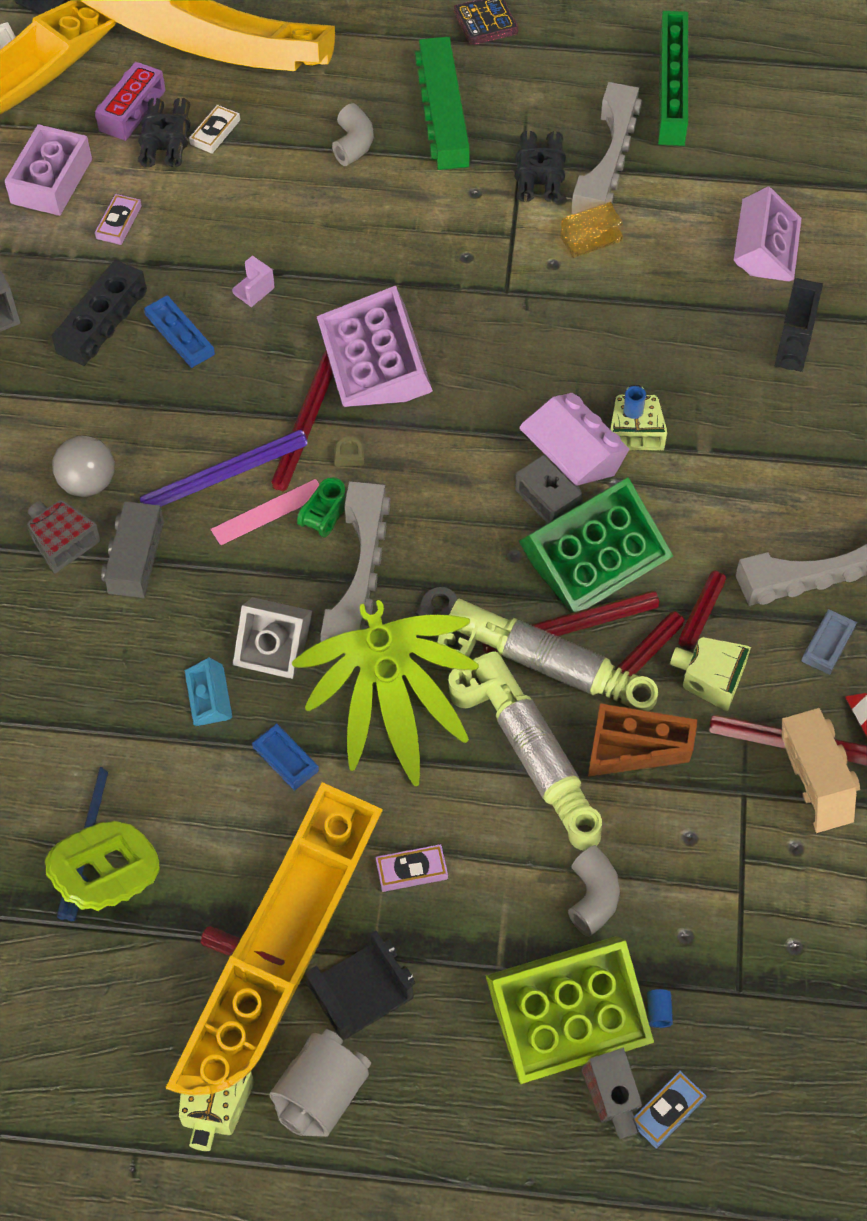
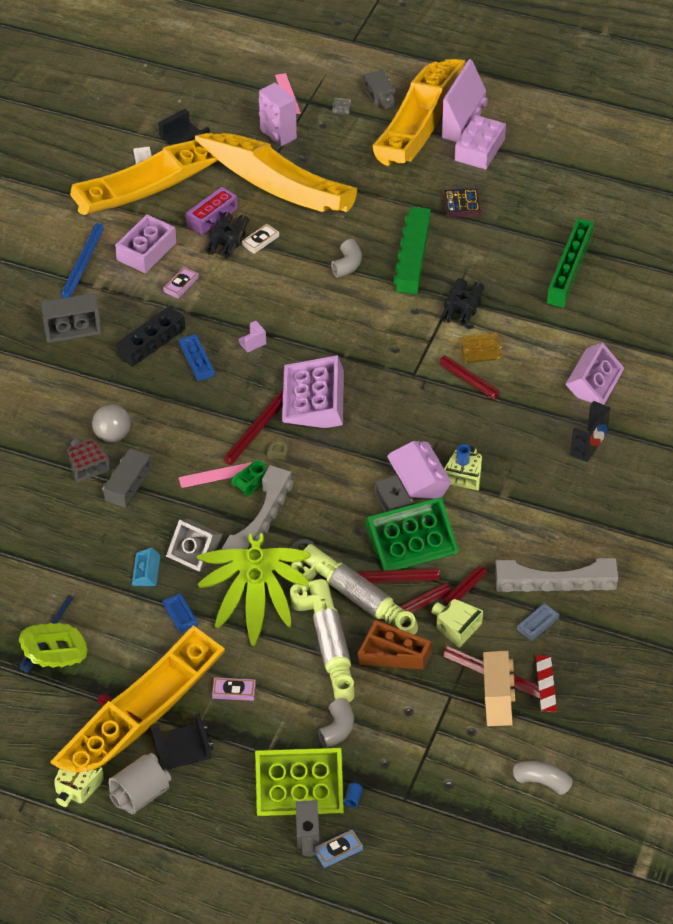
camera: 15 degrees right, 10 degrees down
(225, 469) = (198, 443): dark purple axle -> none
(590, 277) = (469, 377): none -> dark red axle
(618, 109) = (528, 275): light grey arch -> none

